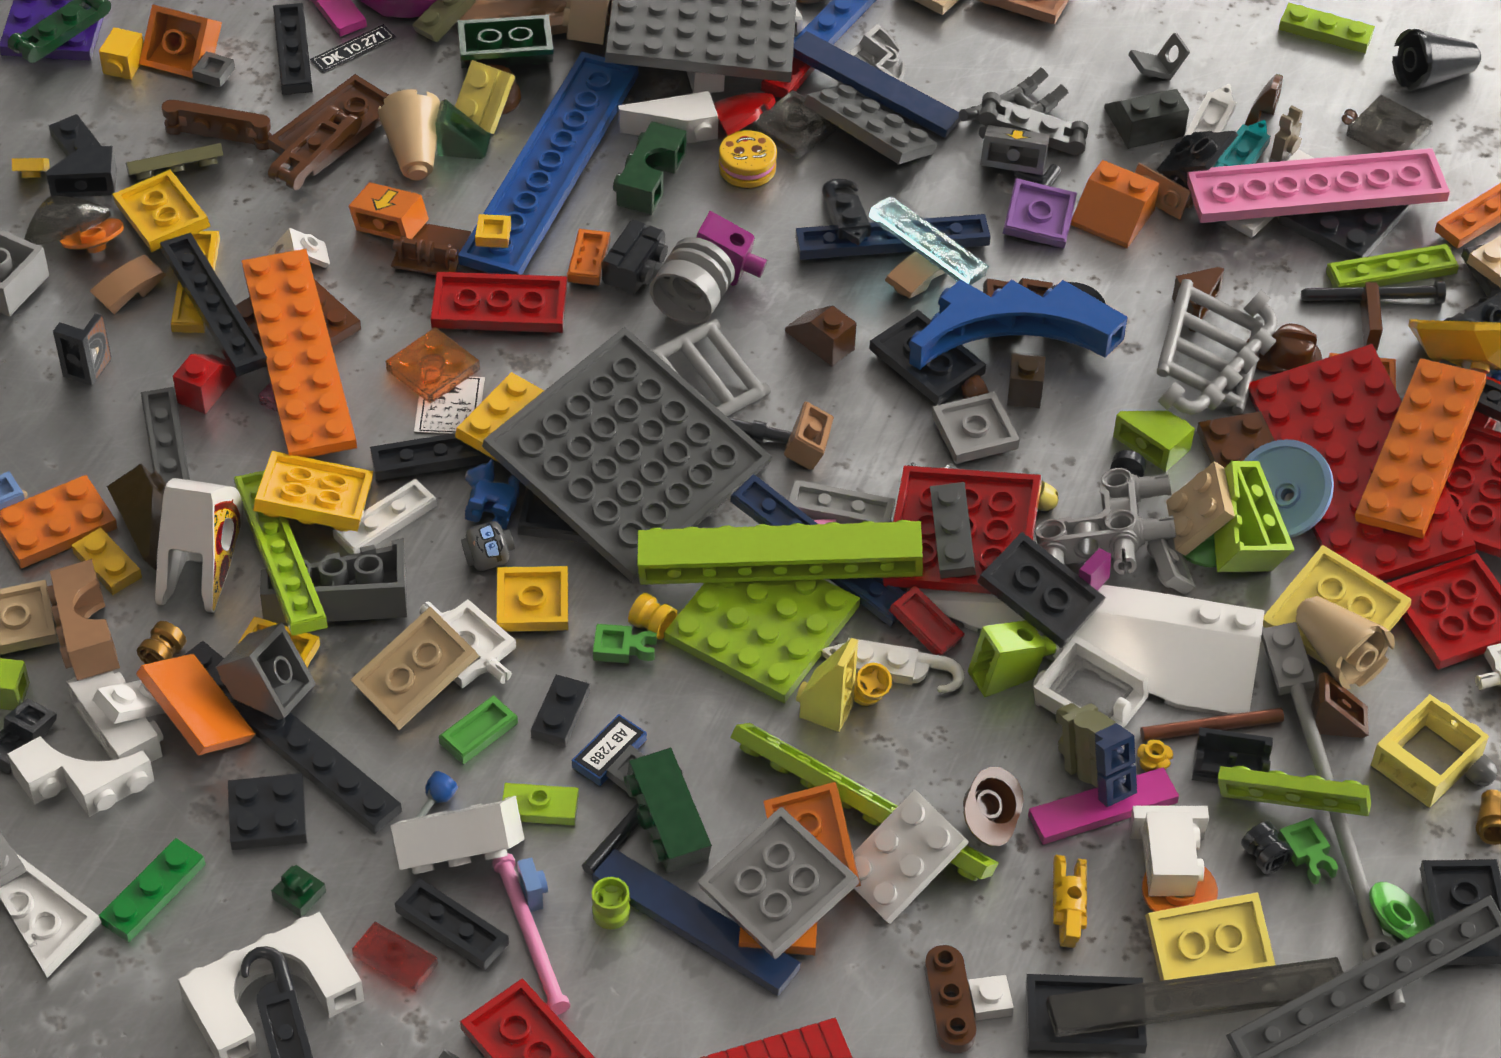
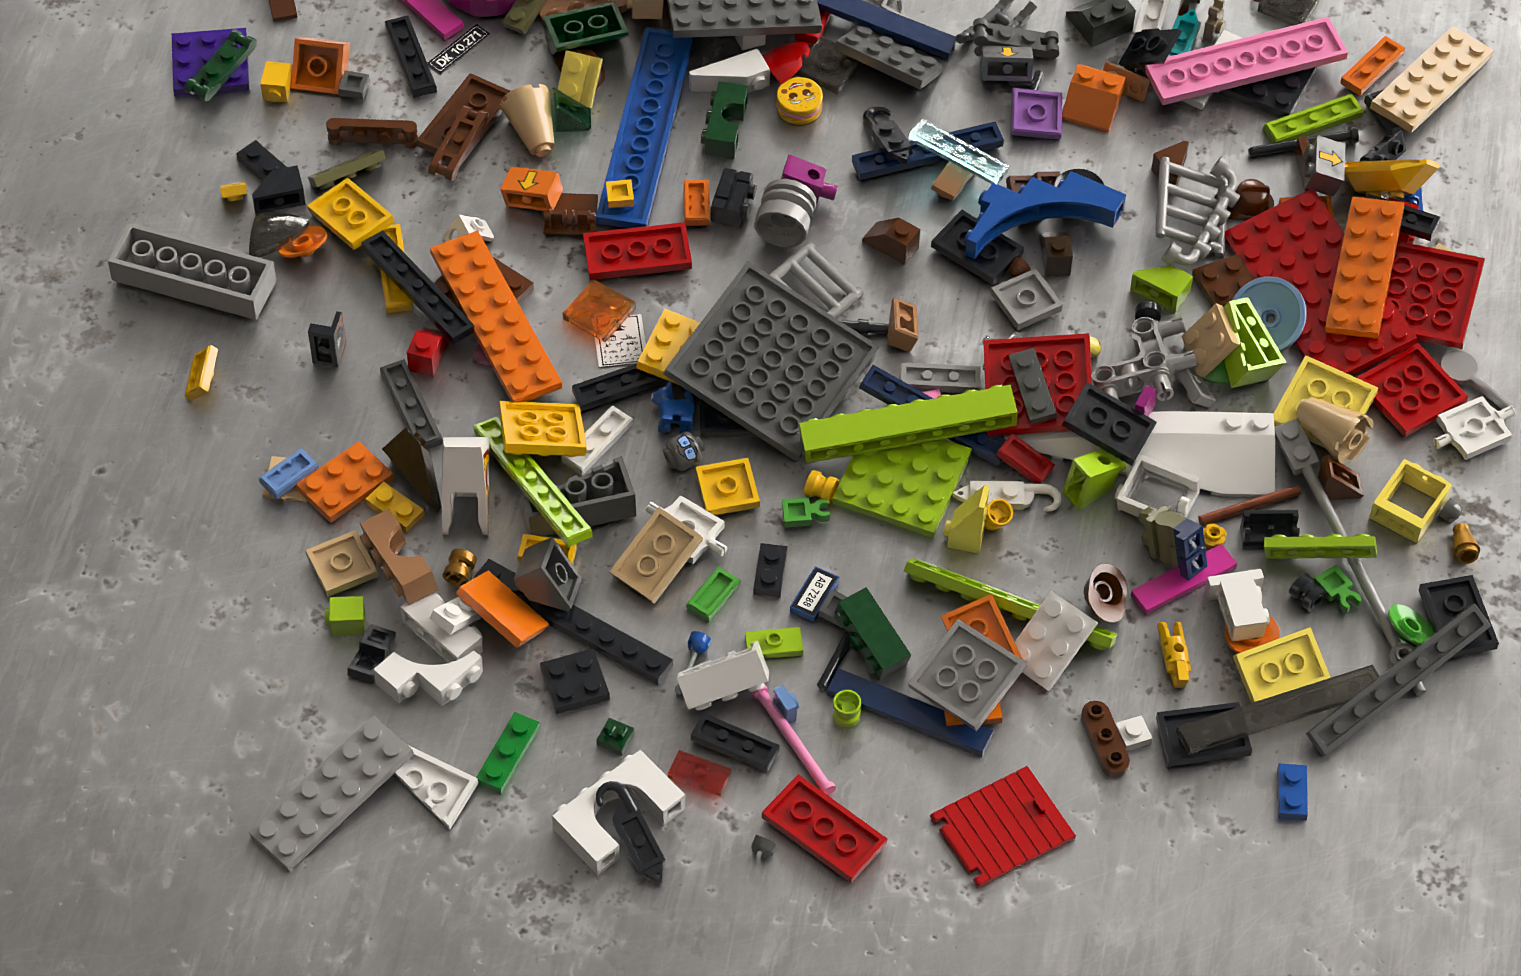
camera: 10 degrees left, 5 degrees up
(123, 283) = (341, 277): medium nougat slope -> none
(1392, 319) = (1324, 165): none -> flat silver brick

